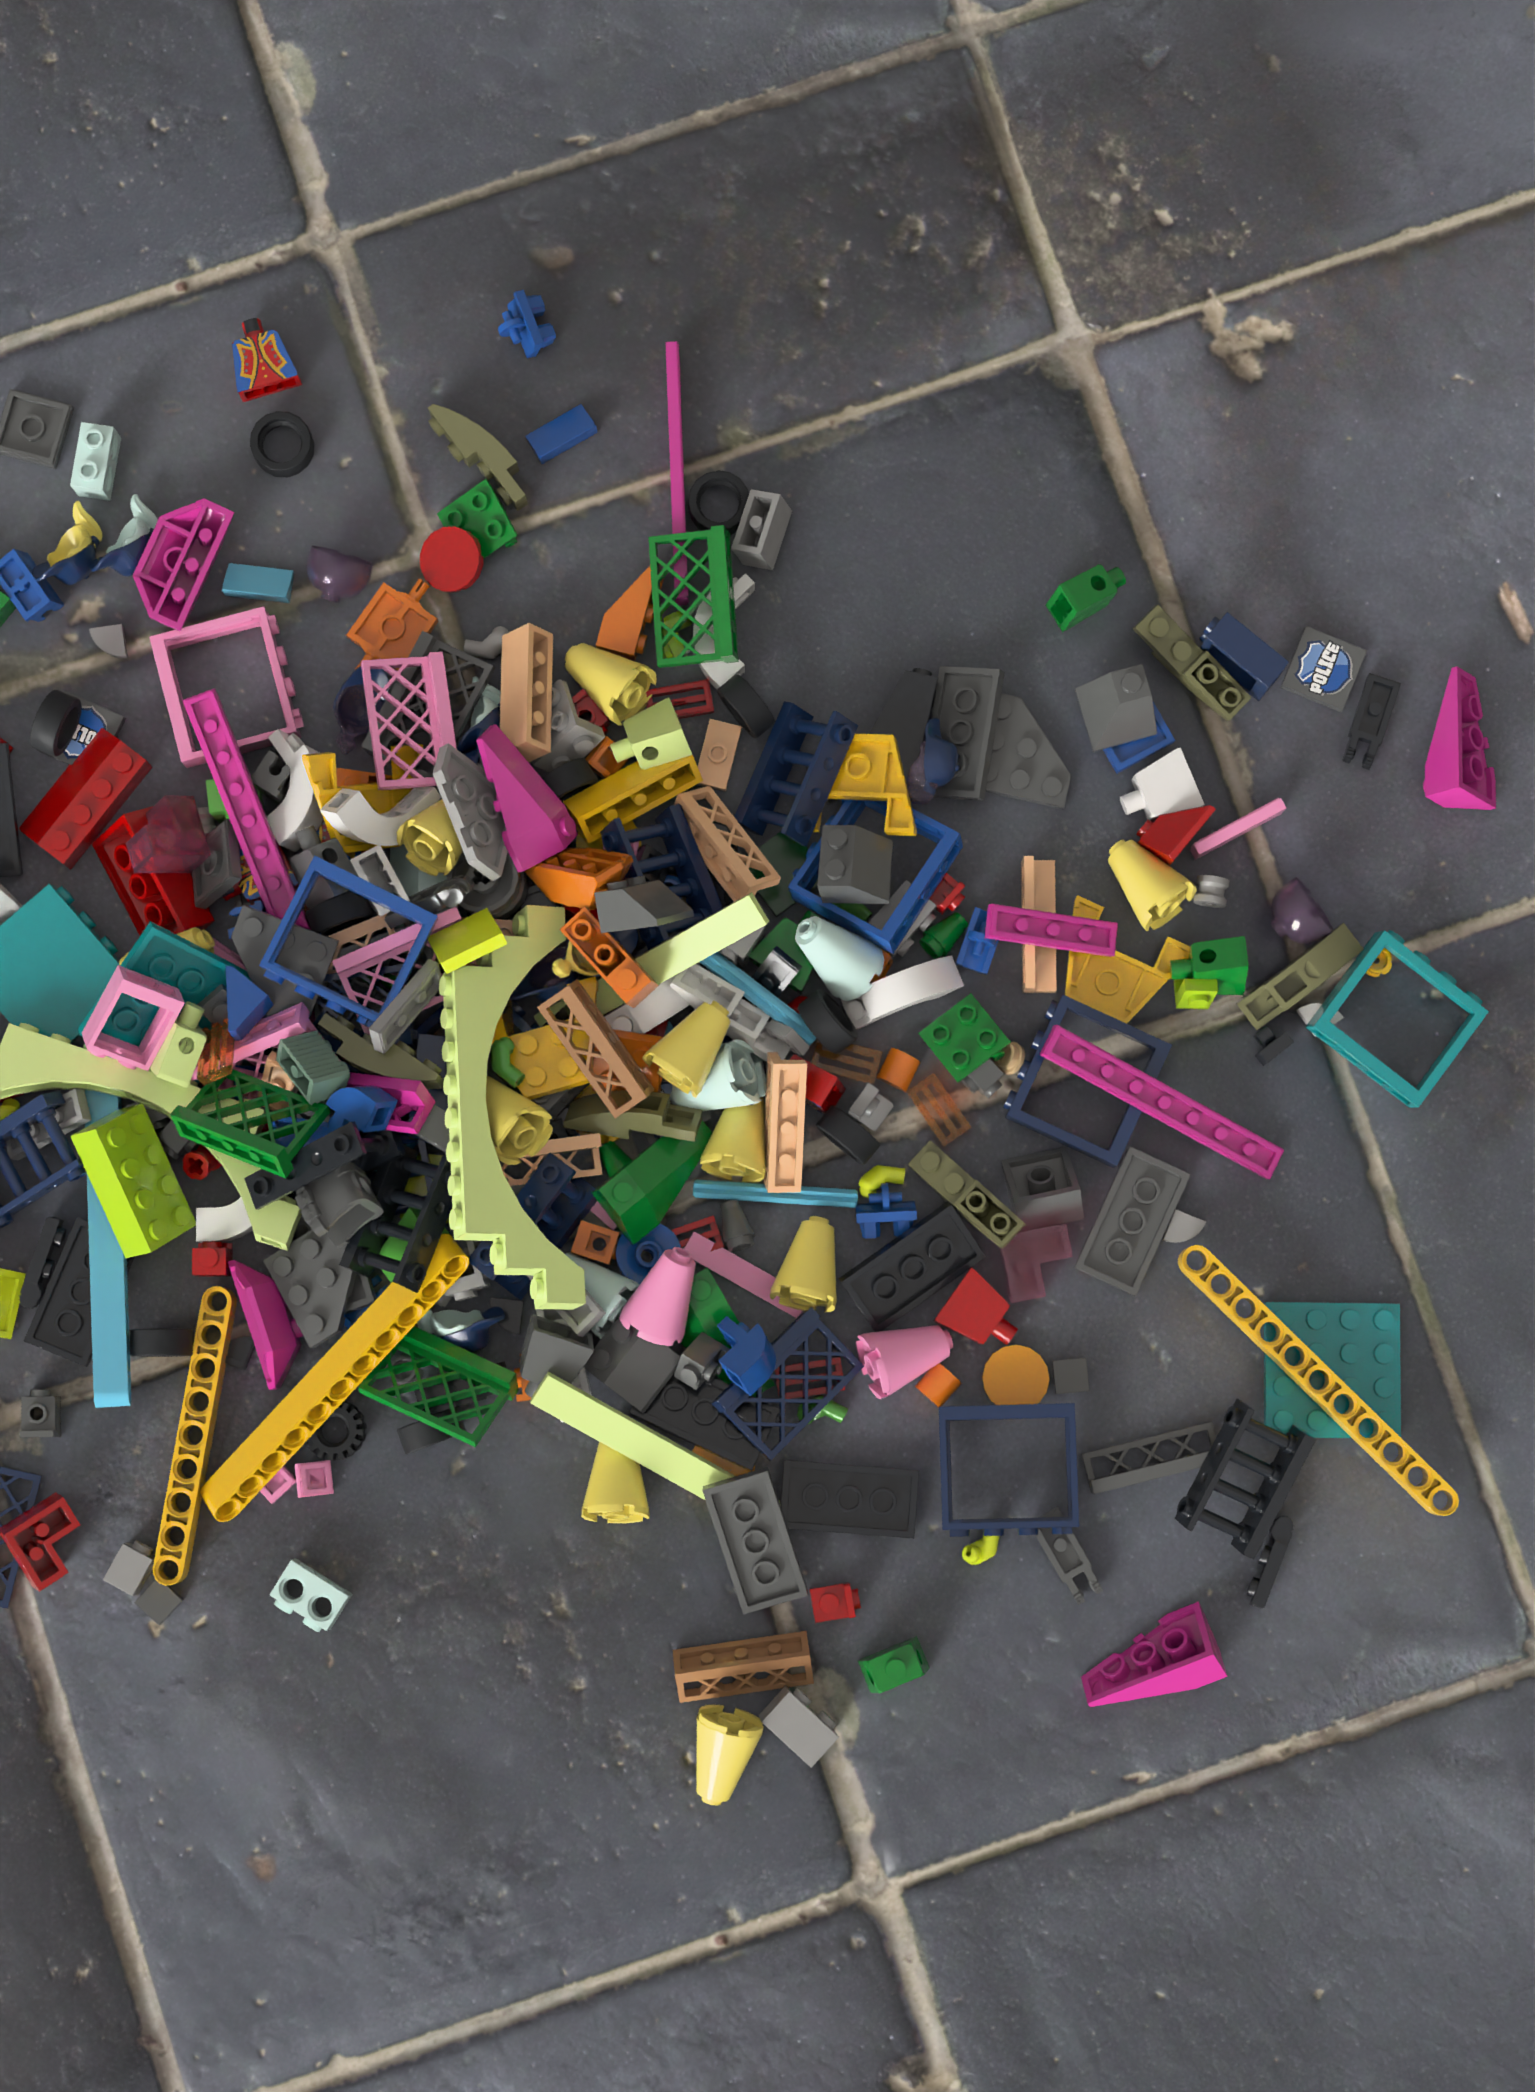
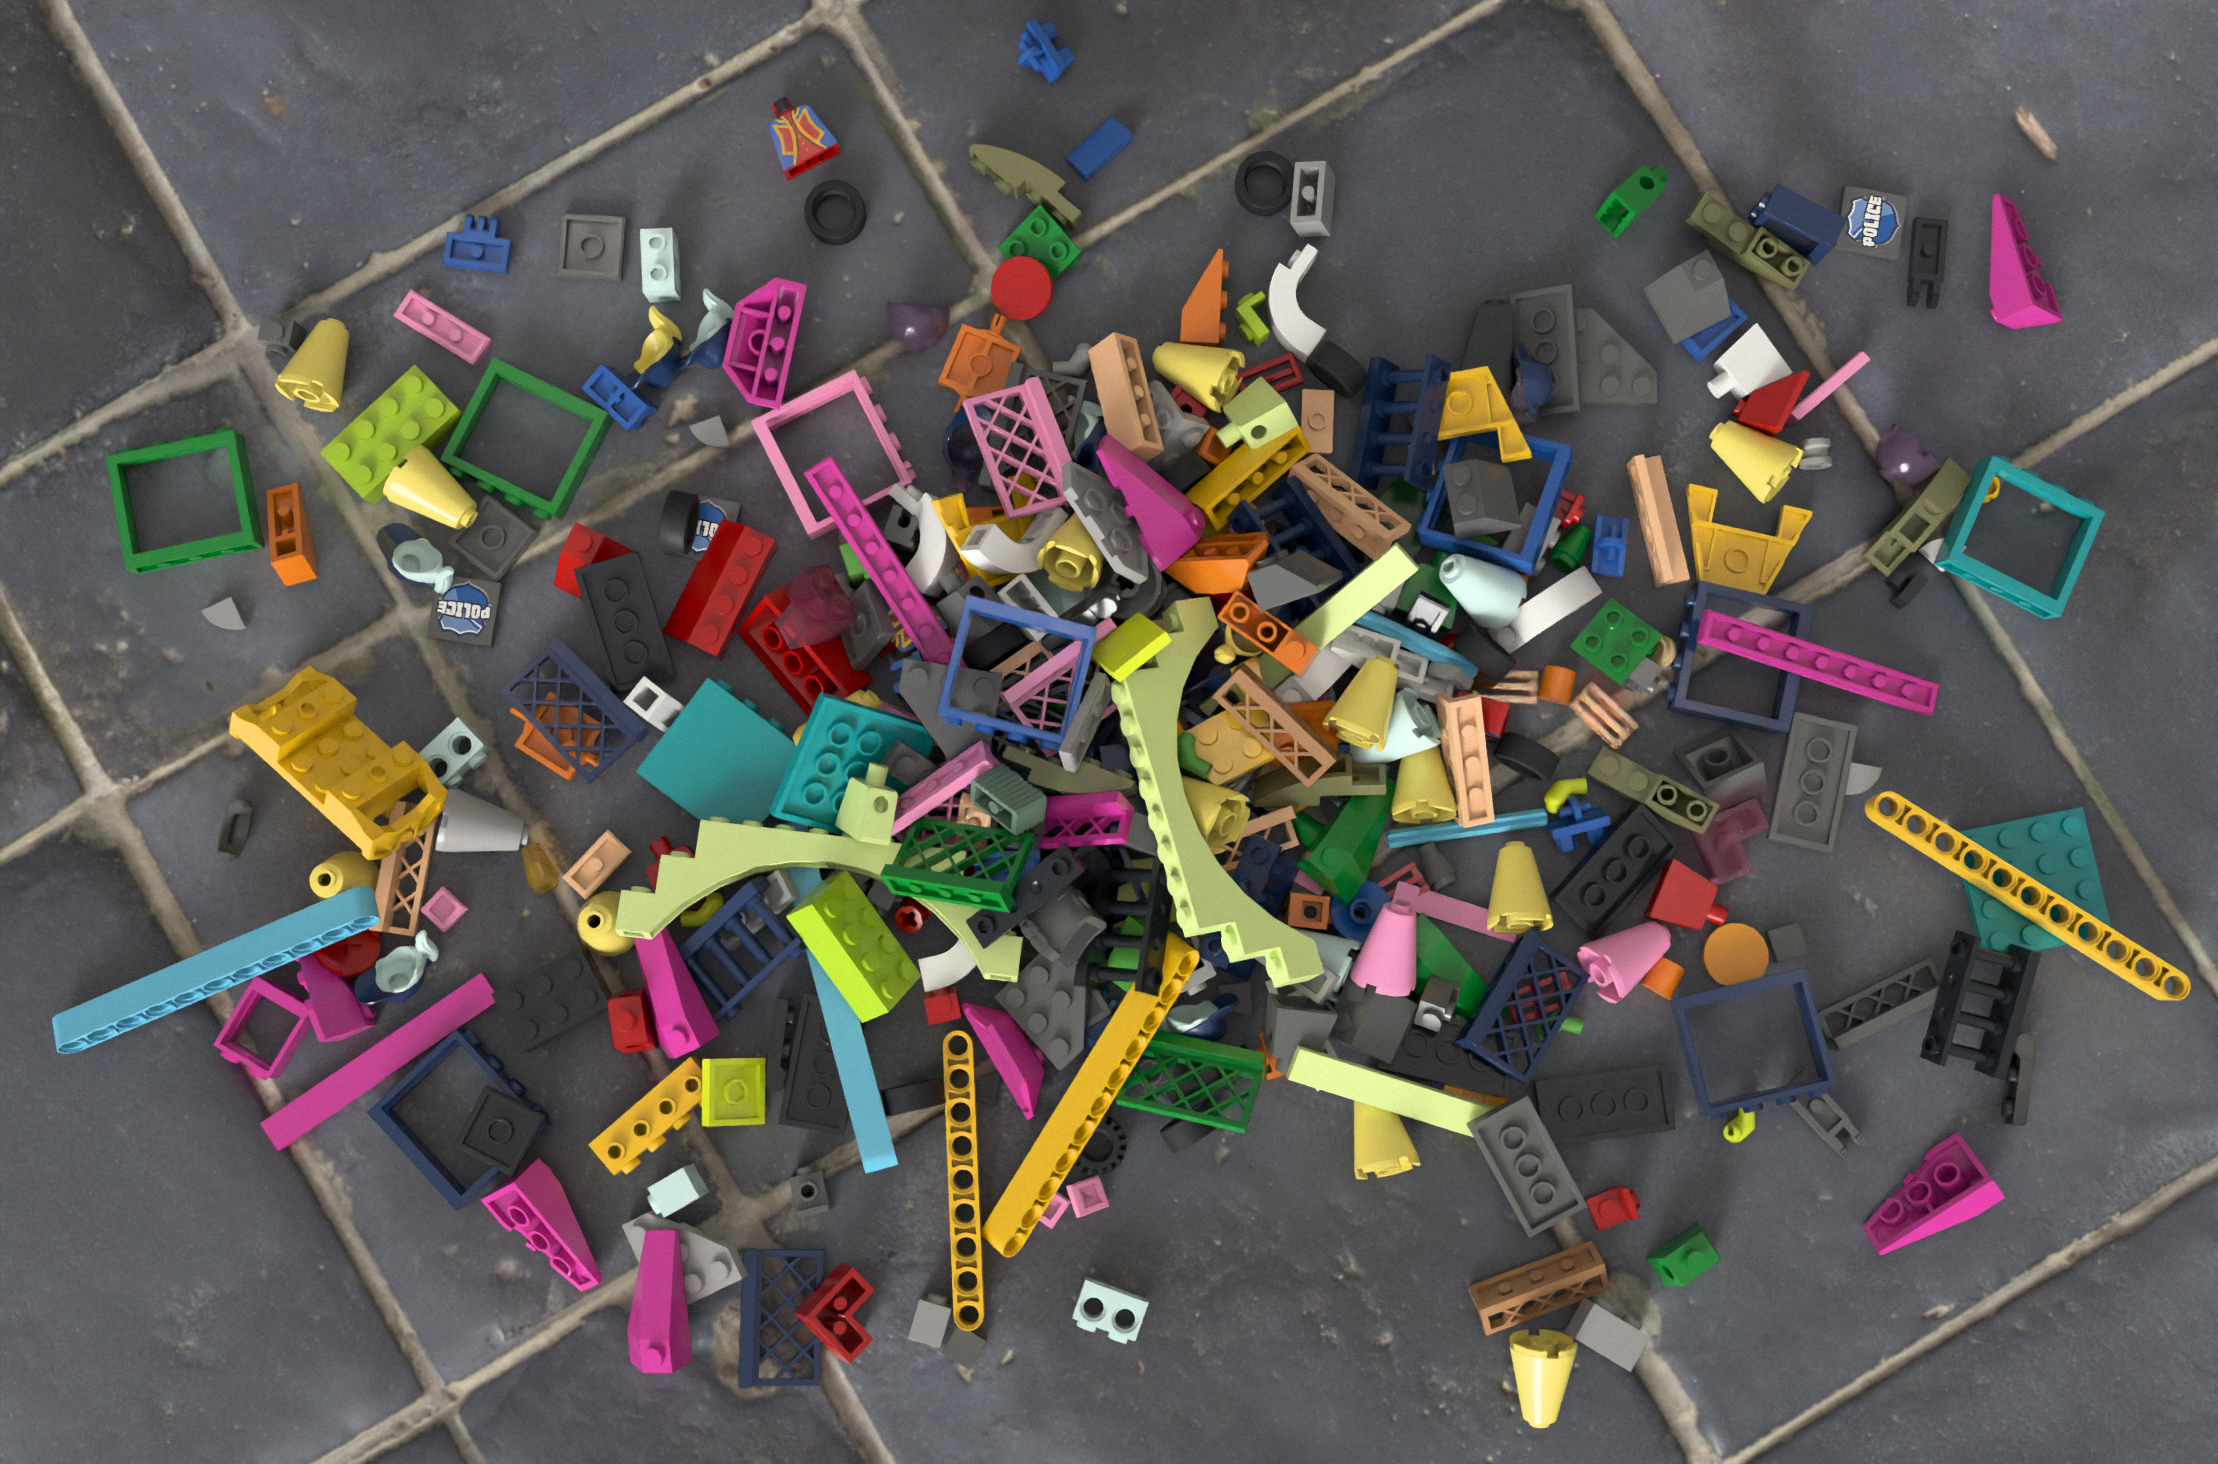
camera: 15 degrees left, 0 degrees up
(145, 989) = (855, 772): bright pink window -> none
(212, 1054) = (905, 808): clear orange tile -> none
(244, 1003) = (928, 751): blue slope -> none
(258, 583) = (841, 349): medium azure slope -> none
(365, 1105) = (1062, 826): blue brick -> none
(676, 460) = (1218, 163): dark pink tile -> none
(721, 601) = (1291, 267): green fence -> none
(751, 1356) = (1488, 988): blue brick -> none
(871, 1108) = (1540, 725): light grey bracket -> none
(1051, 930) = (1676, 521): dark pink tile -> none
(1195, 993) = (1822, 551): lime bracket -> none
(1218, 960) = (1839, 523): green torso -> none

